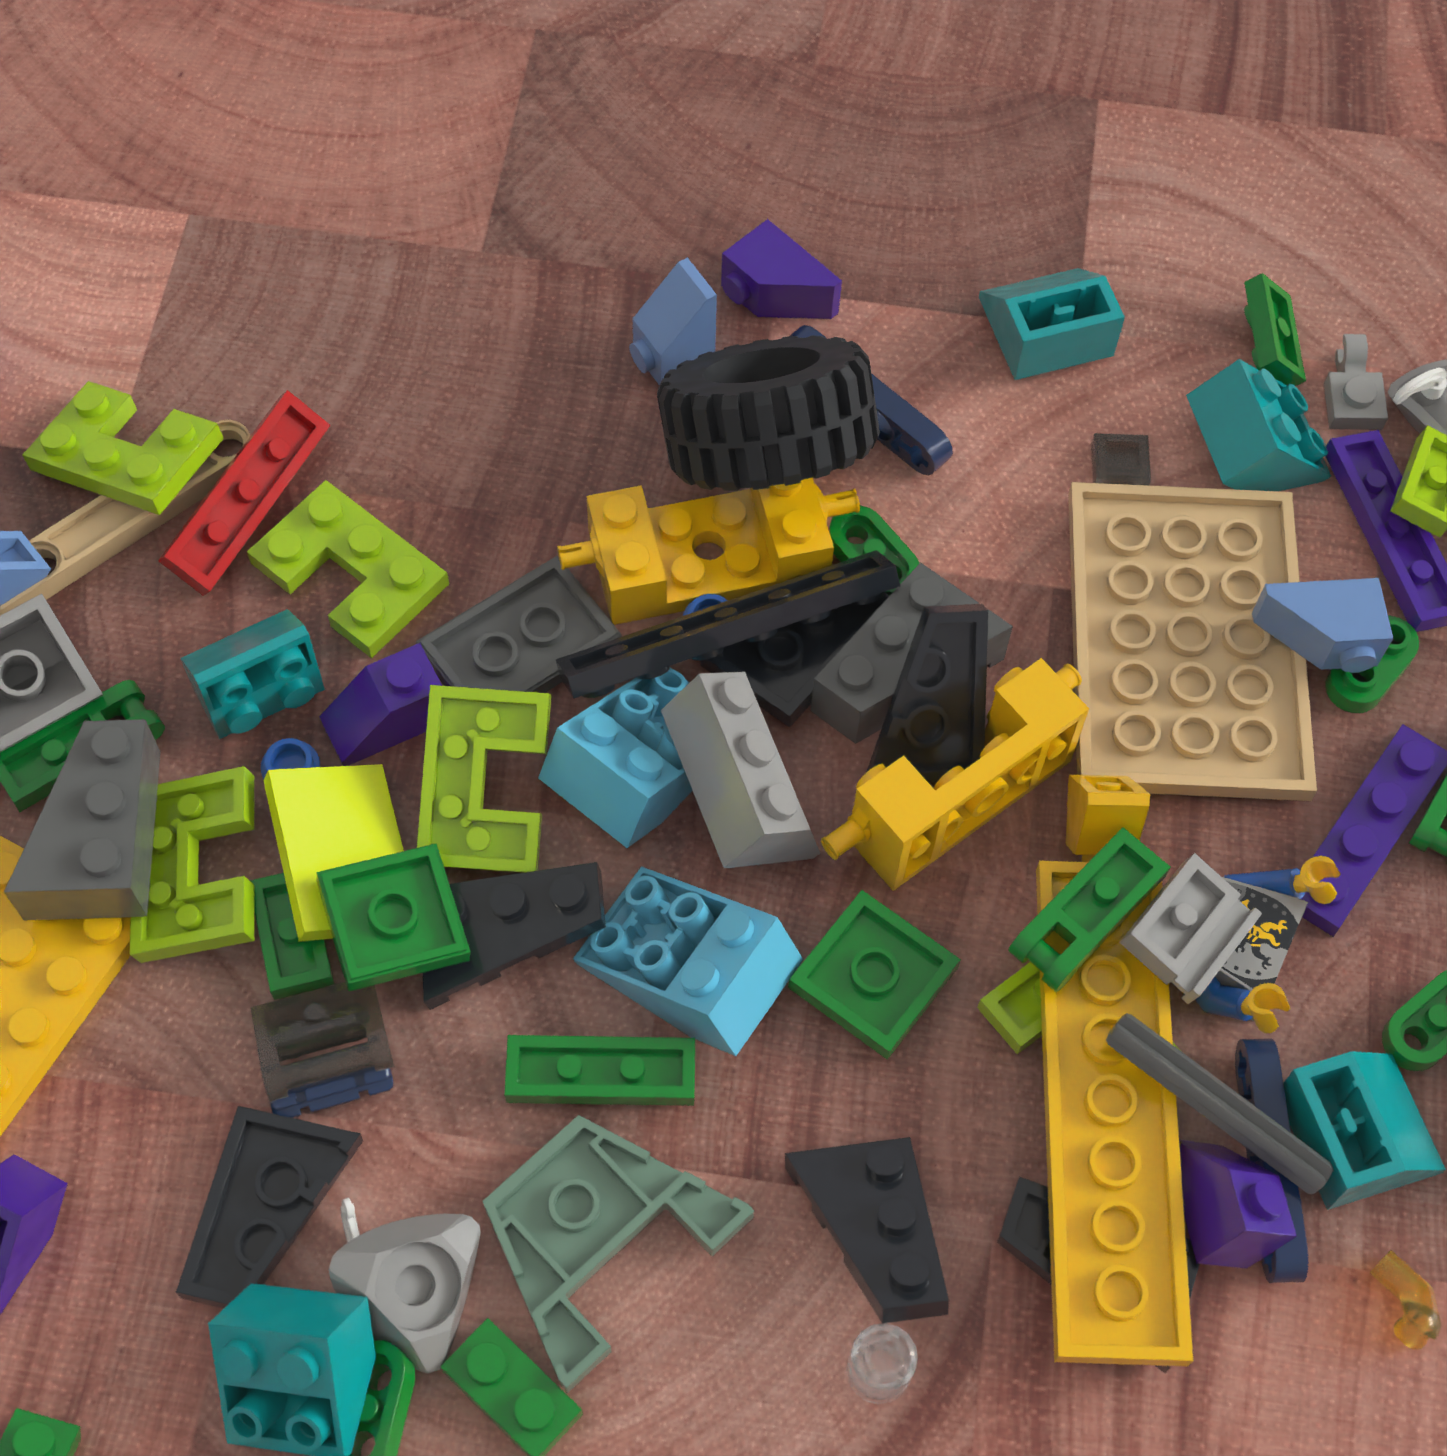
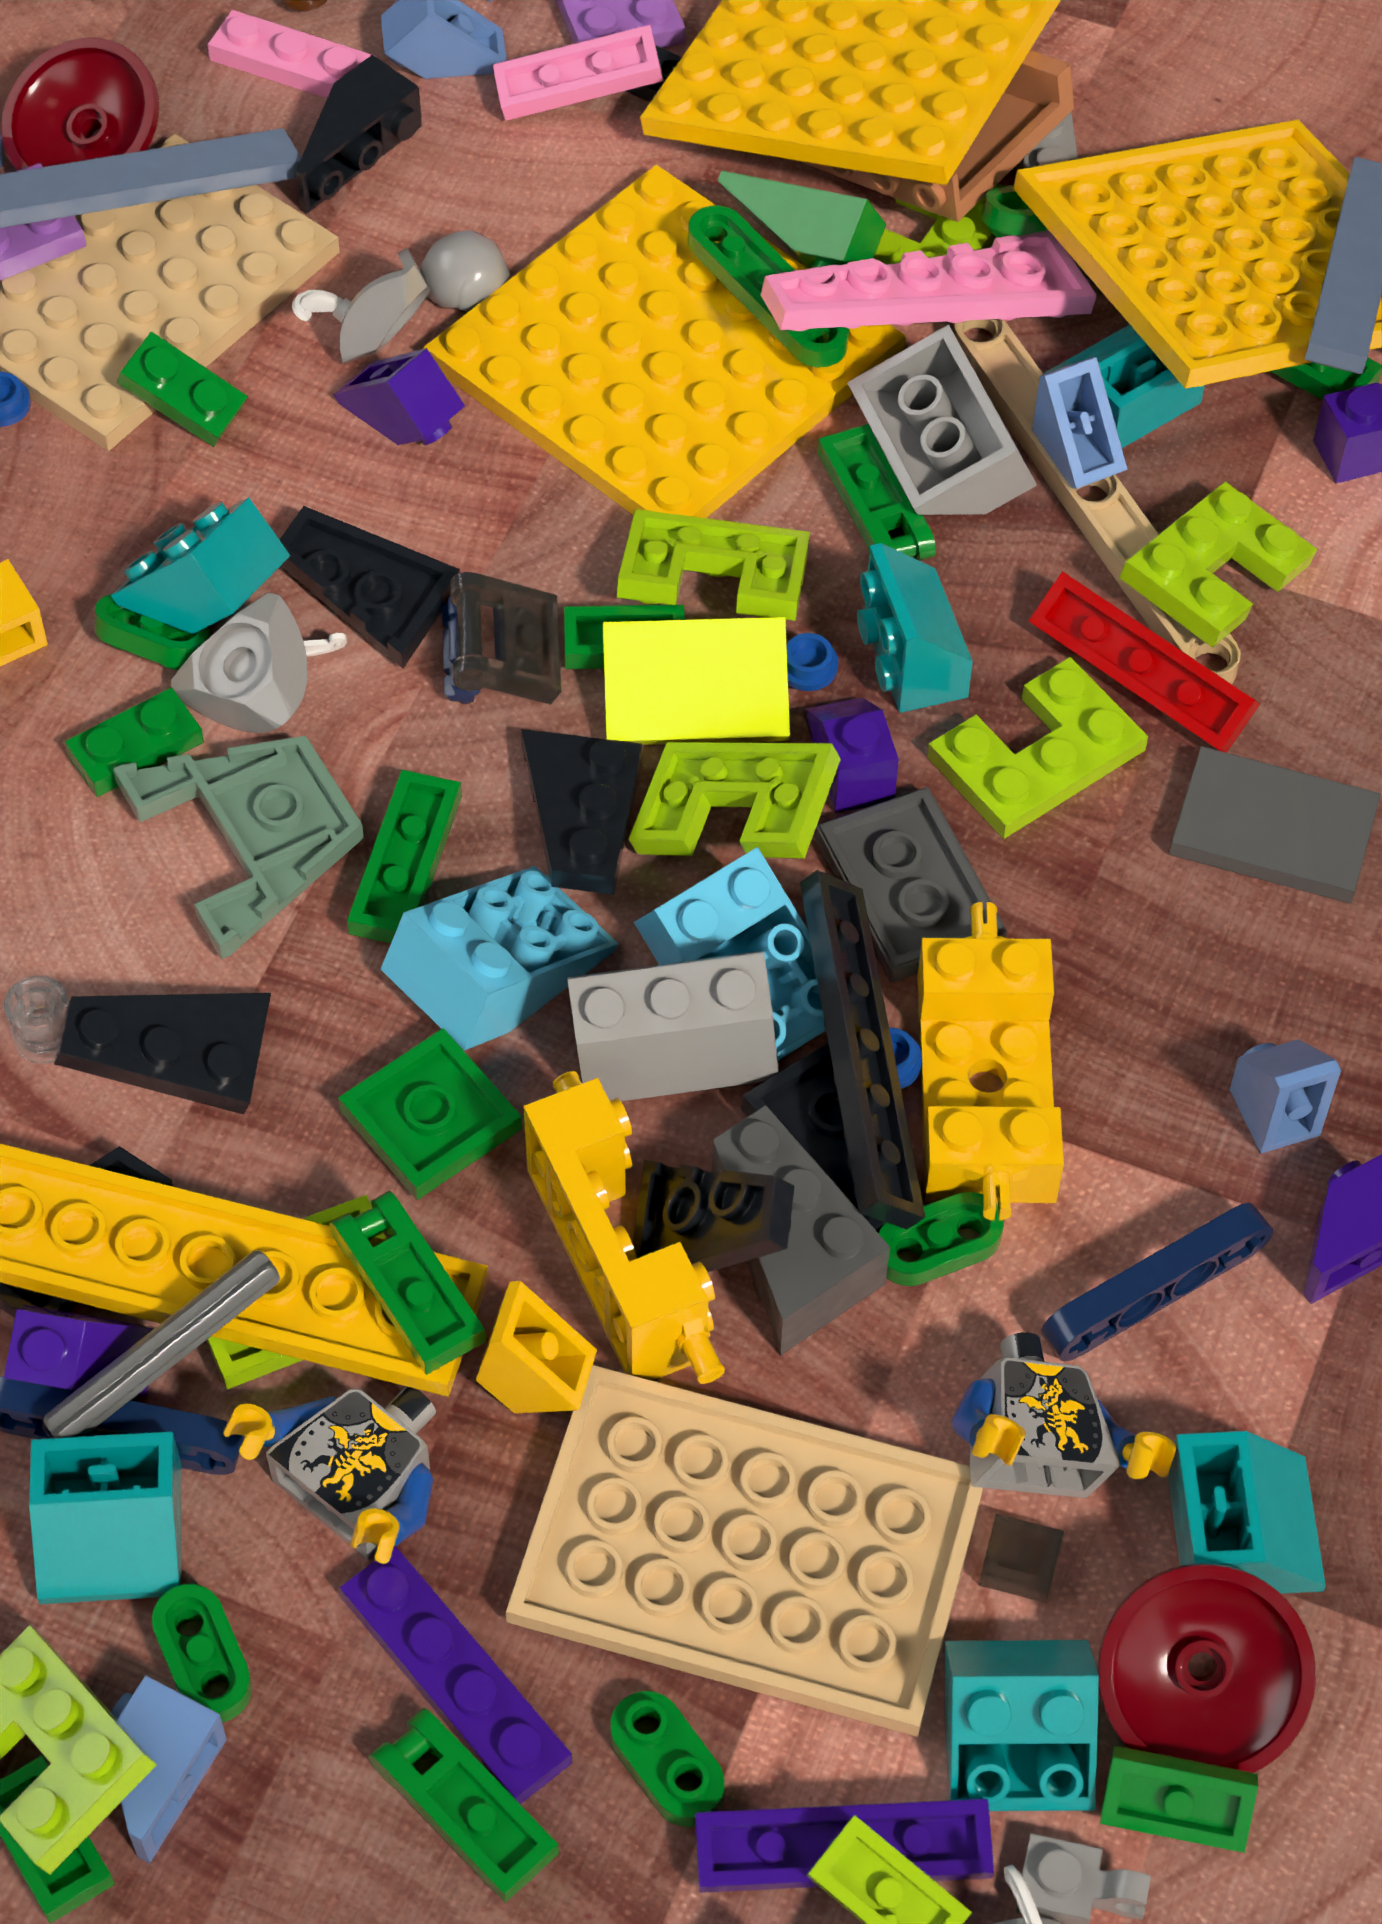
camera: 105 degrees right, 5 degrees down
(95, 830) = (758, 479): dark grey wedge -> none
(392, 917) = (601, 697): green plate -> none
(394, 382) = (1275, 824): none -> dark grey tile
(768, 412) = (1108, 1115): black tyre -> none
(1031, 443) = (1046, 1430): none -> torso
(1185, 313) = (1259, 1676): none -> dark red dish
(1190, 928) = (356, 1376): light grey plate -> none
(1328, 621) = (703, 1679): medium blue slope -> none

